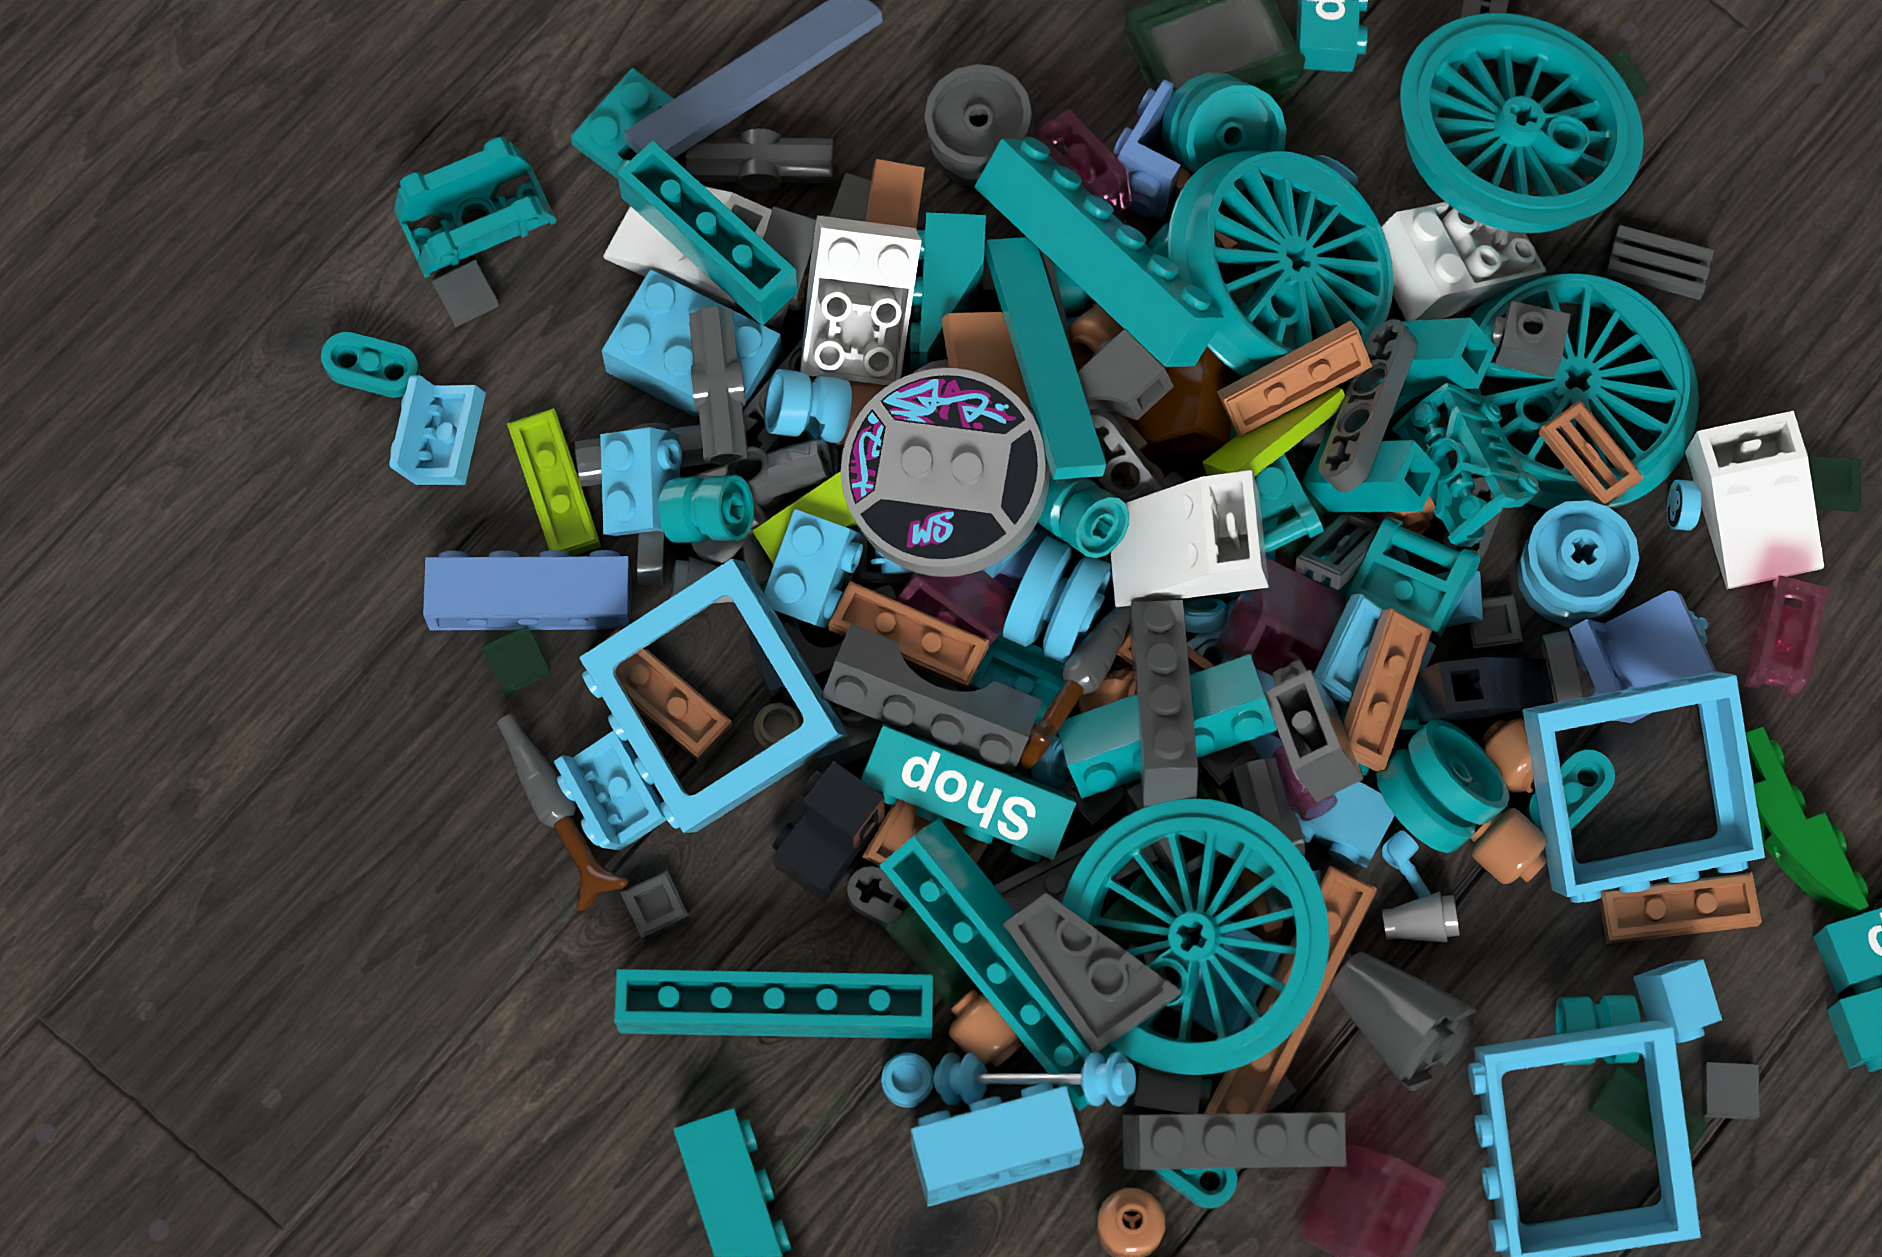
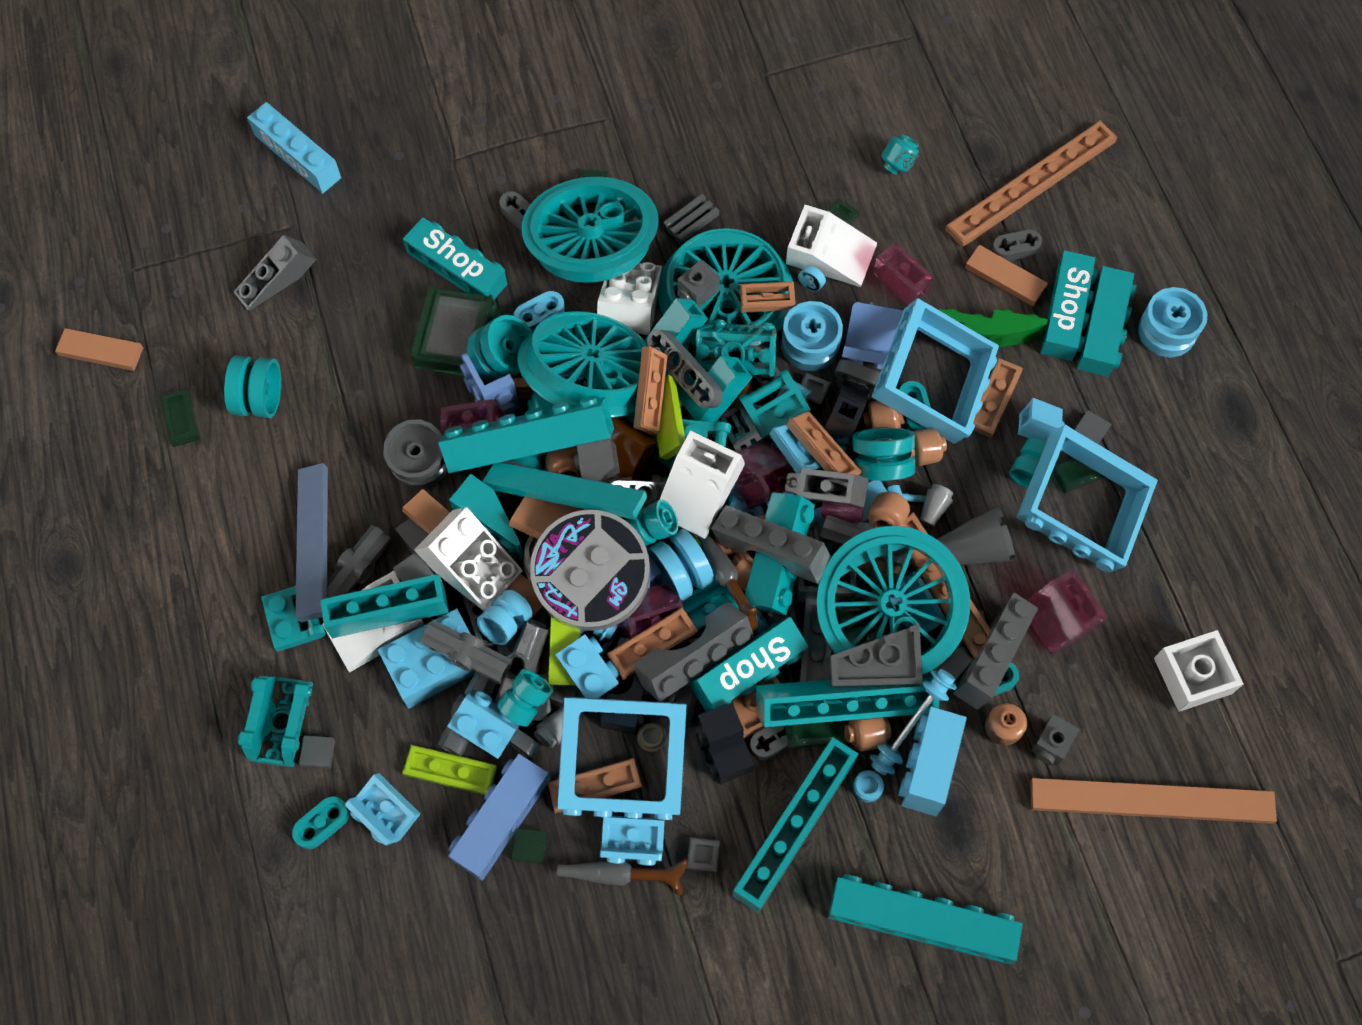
camera: 55 degrees left, 5 degrees down
(1337, 141) = (537, 308): none -> medium azure plate
(1344, 848) = (889, 510): none -> nougat head

